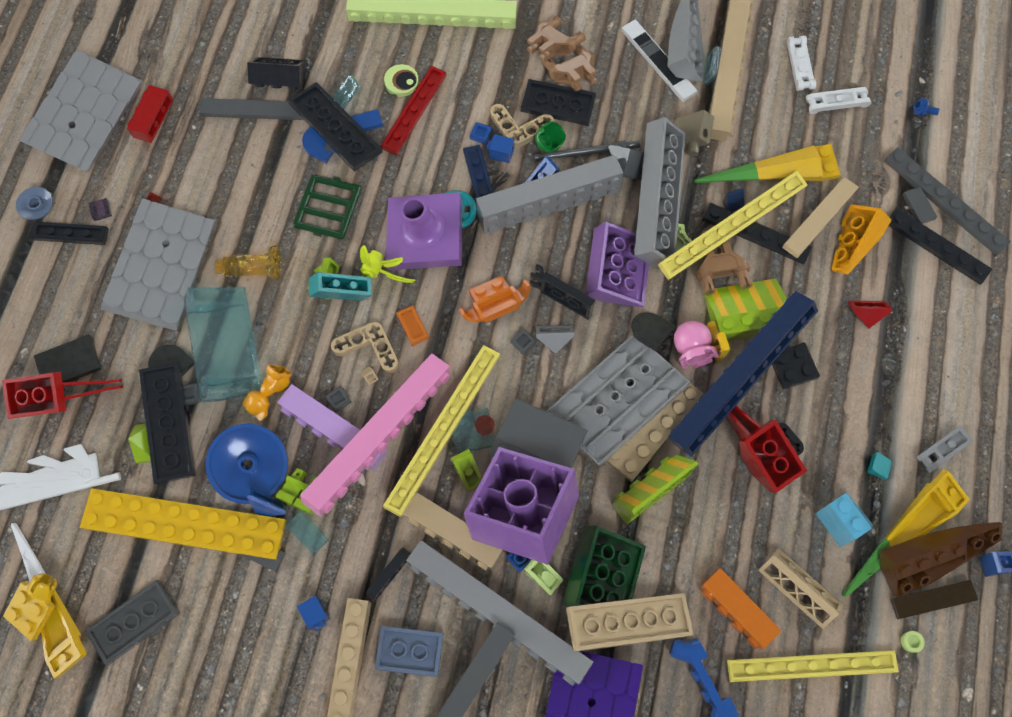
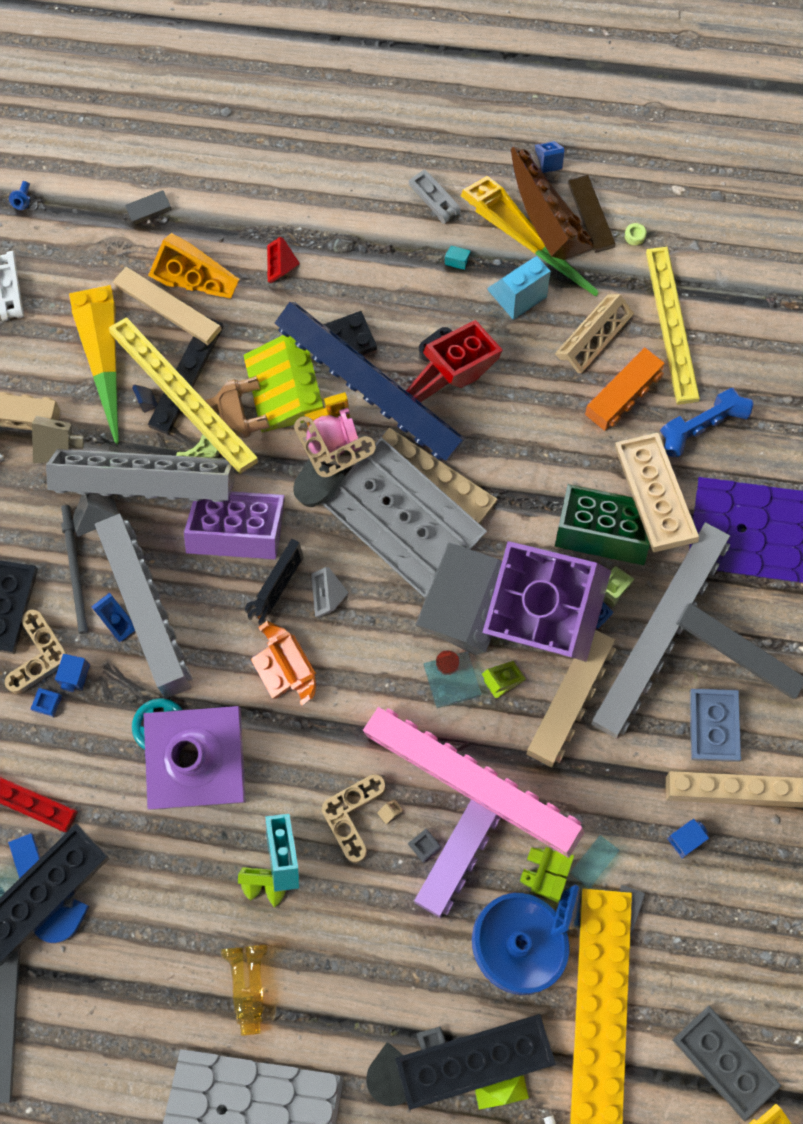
camera: 90 degrees left, 0 degrees up
(222, 343) = (359, 1007): clear light blue slope -> none
(276, 381) = (438, 945): light orange animal -> none
(309, 193) = (161, 926): dark green bar -> none
(373, 263) = (245, 820): neon yellow plant -> none
(388, 574) = (632, 757): black beam -> none
(412, 325) = (321, 763): orange tile -> none
(441, 432) = (459, 708): light yellow plate -> none
(477, 171) = (112, 699): dark blue tile -> none
(523, 341) = (336, 628): dark grey tile -> none
(550, 137) = (58, 611): green hair -> none
(653, 487) = (507, 471): lime slope -> none
(671, 331) = (324, 454): none -> tan beam
(939, 246) = (198, 191): black plate -> none
(947, 201) = (140, 181): dark grey plate -> none

